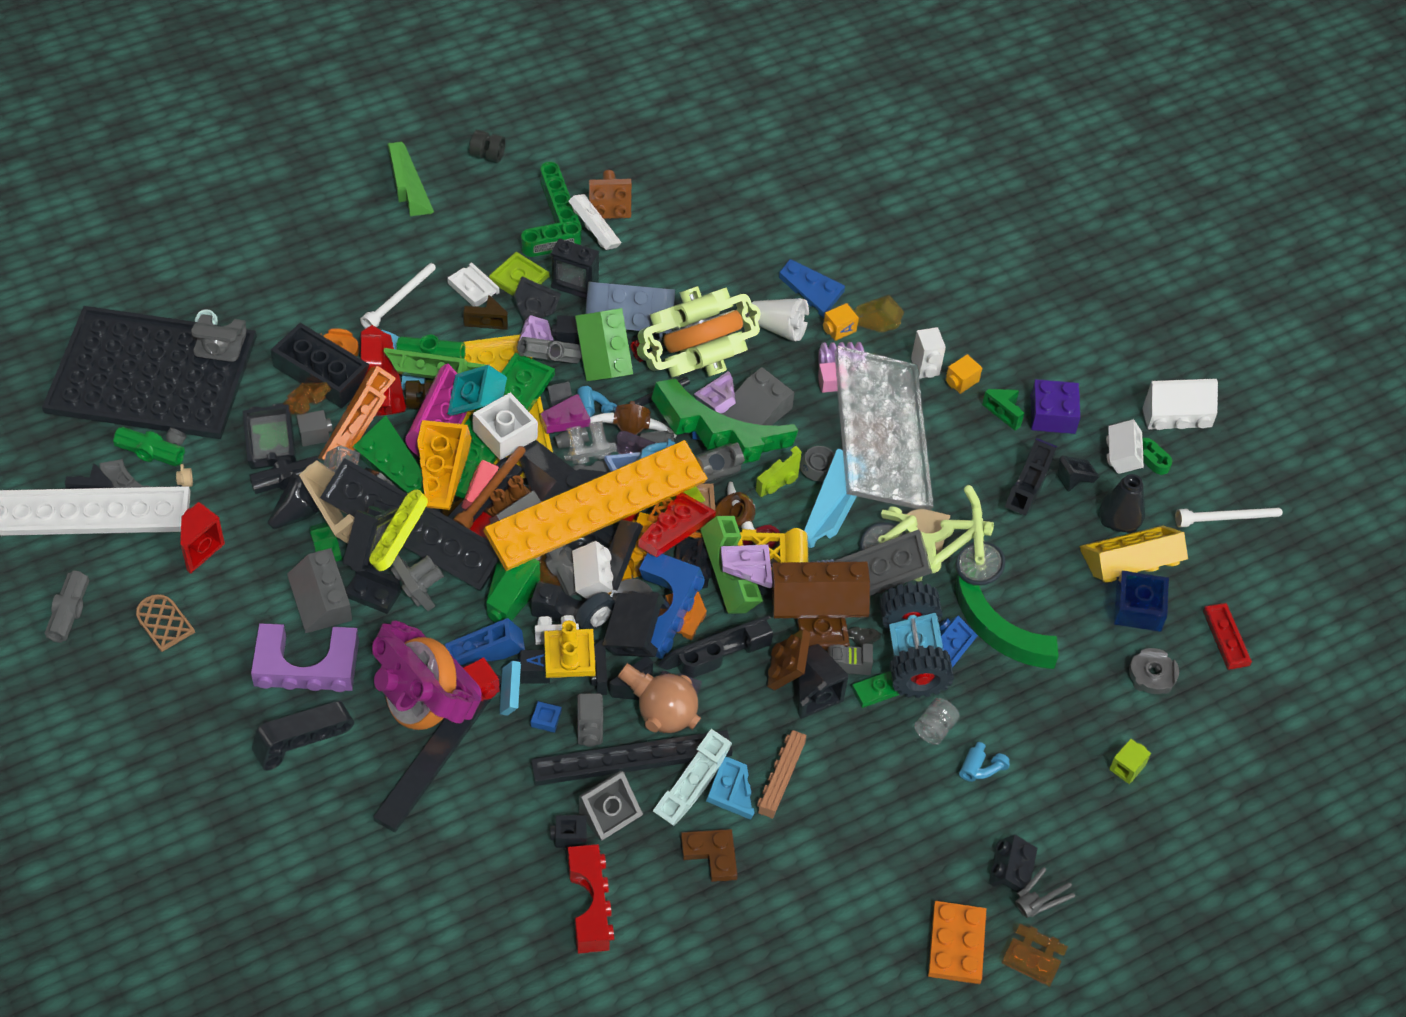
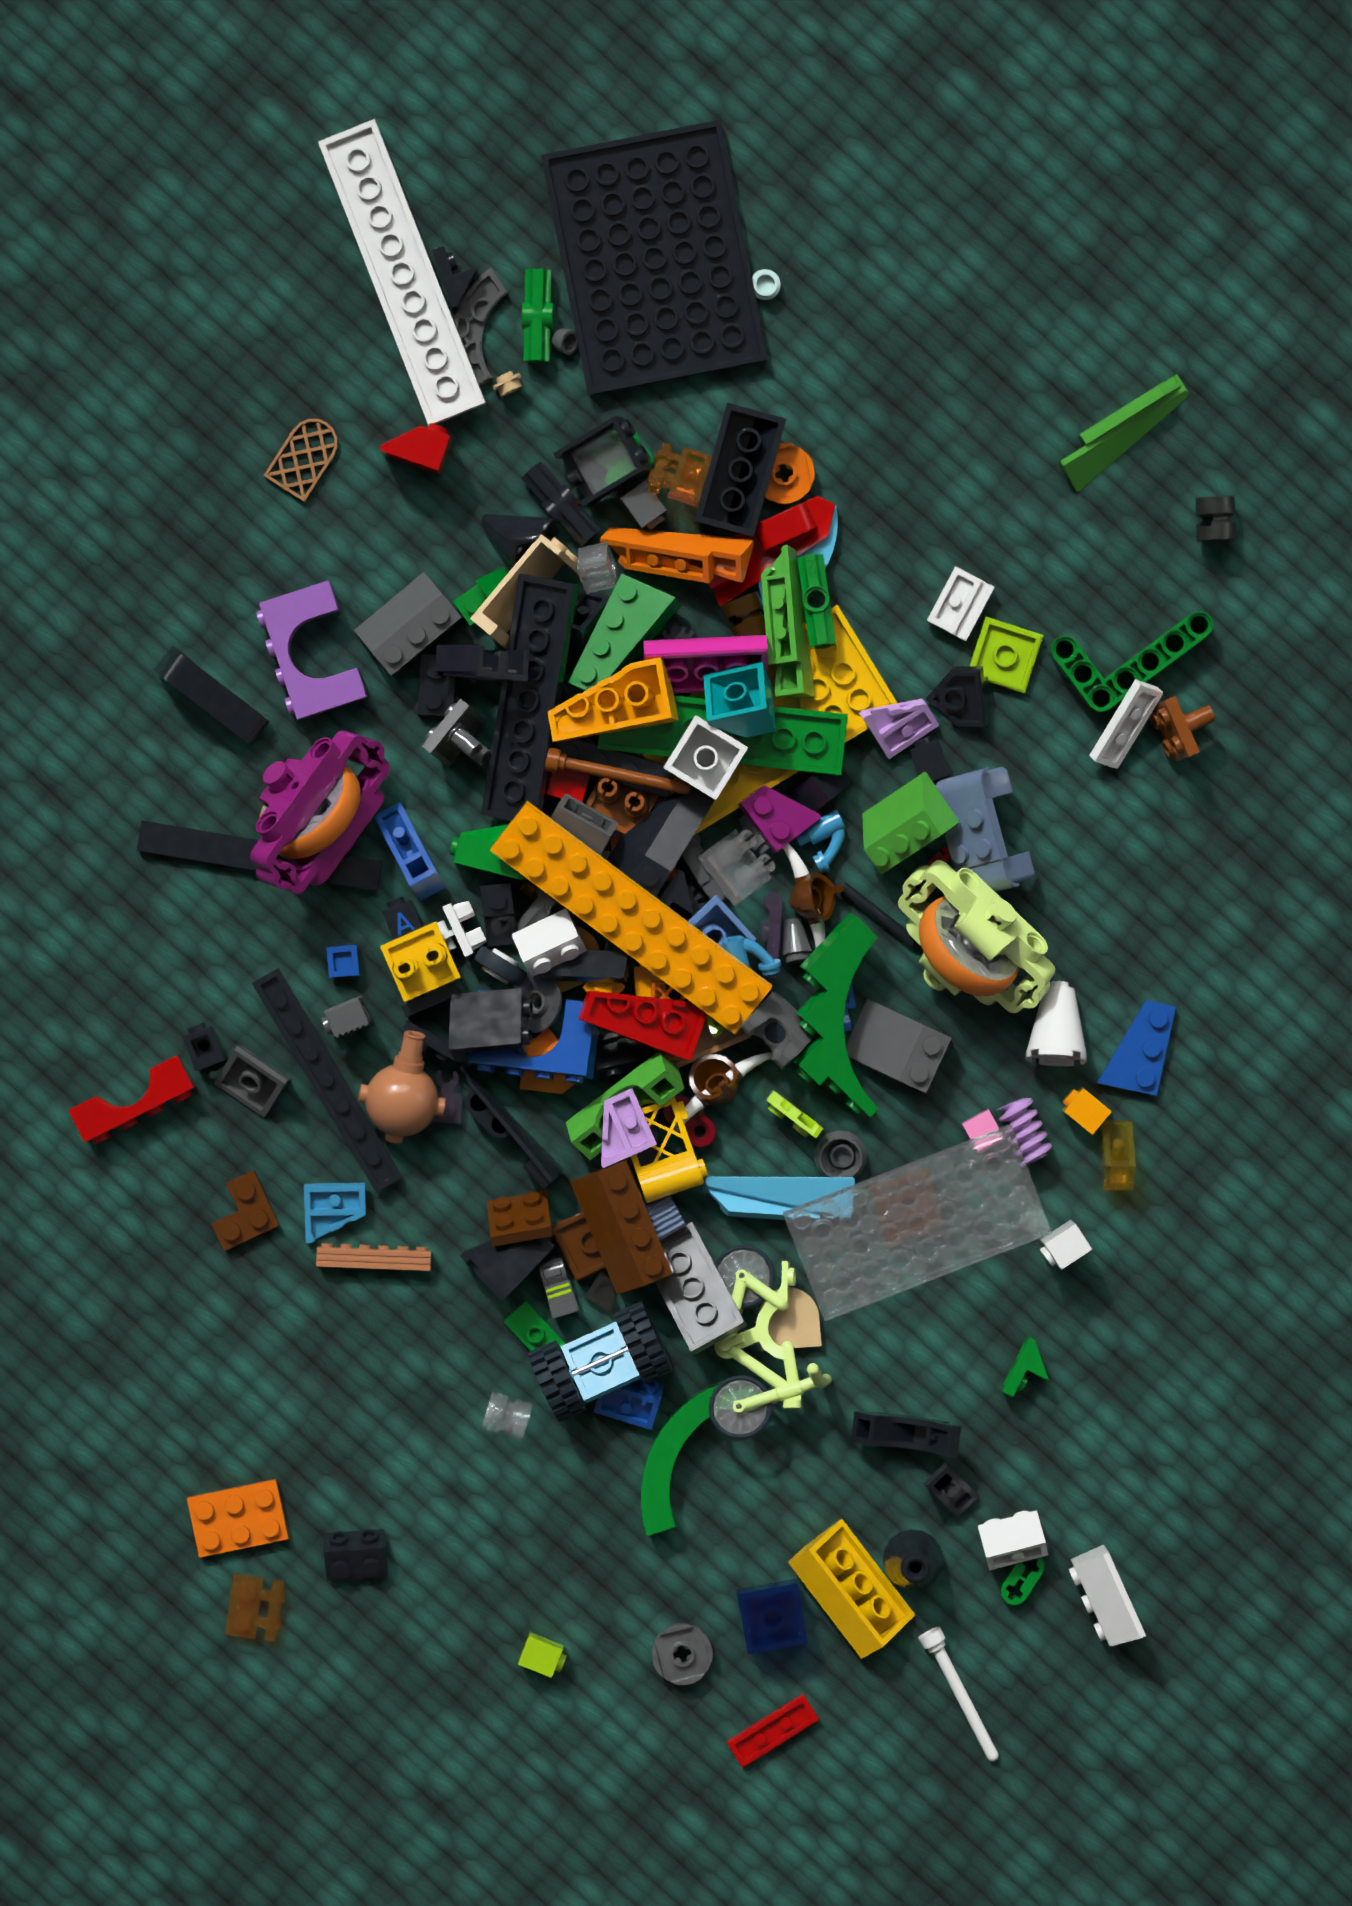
camera: 75 degrees right, 35 degrees up
(67, 606) = (274, 339): dark grey piece -> none
(218, 341) = (717, 325): dark grey piece -> none
(373, 318) = (850, 497): white piece -> none
(385, 550) = (499, 690): neon yellow beam -> none
(482, 475) = (610, 759): coral slope -> none
(484, 677) = (352, 871): red brick -> none
(491, 317) = (915, 652): dark brown slope -> none
(510, 688) = (359, 906): medium azure tile -> none
(541, 349) = (872, 754): dark grey piece -> none
(574, 267) = (1023, 733): black window -> none
(694, 779) = (320, 1160): light aqua slope -> none
(718, 394) = (895, 994): lavender wing -> none
(963, 374) = (1058, 1297): light orange brick -> none
(972, 765) = (473, 1473): dark azure plant -> none
(1032, 904) = (309, 1587): dark grey plant -> none
(1055, 406) = (1048, 1432): dark purple brick -> none

